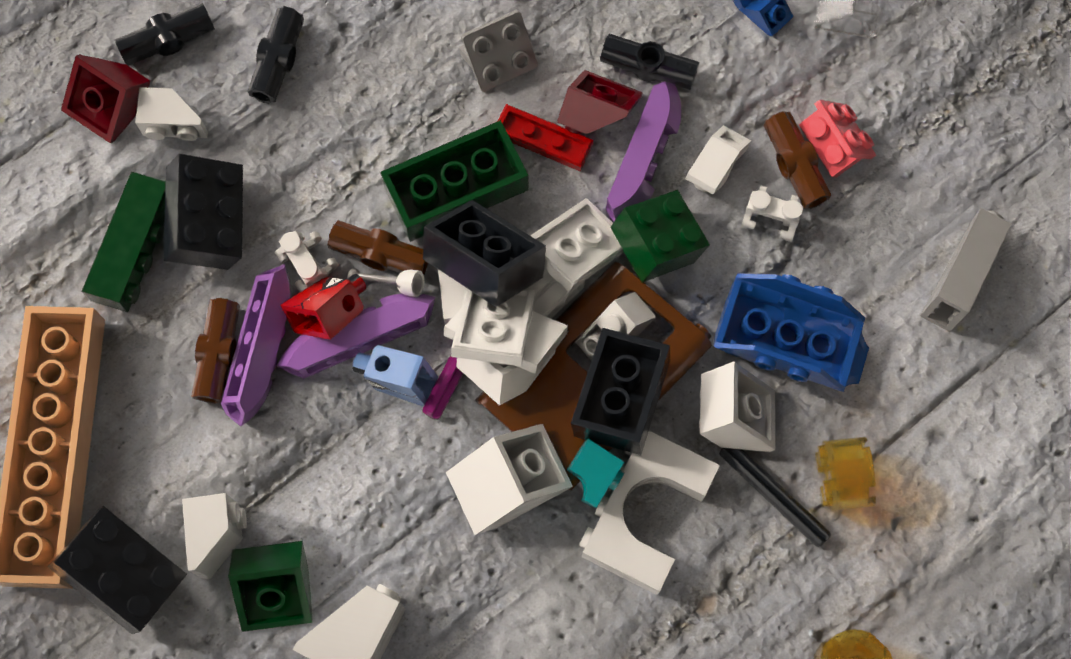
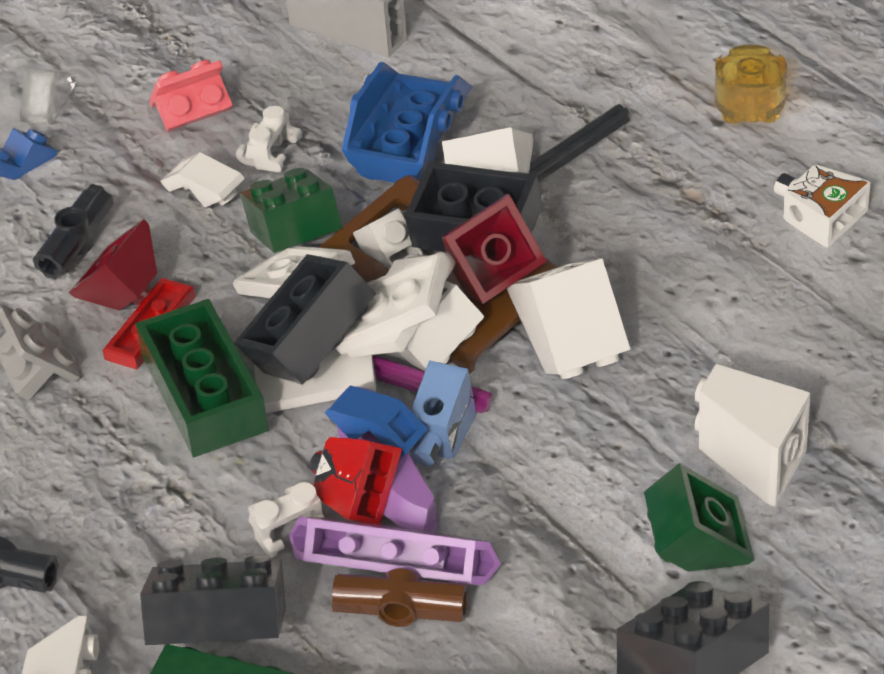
camera: 85 degrees left, 30 degrees down
(211, 531) = (639, 563): white slope -> none
(368, 317) = (382, 415): none -> blue slope
(376, 248) = (278, 450): reddish brown piece -> none
(408, 282) = (320, 404): white hinge -> none
(547, 406) = (492, 250): none -> dark red slope
(596, 471) = (565, 237): teal brick -> none
(612, 543) = (628, 250): white arch -> none
(658, 120) = (191, 236): medium lavender brick -> none
(797, 160) = (209, 126): reddish brown piece -> none
(847, 473) = (558, 82): clear yellow brick -> none

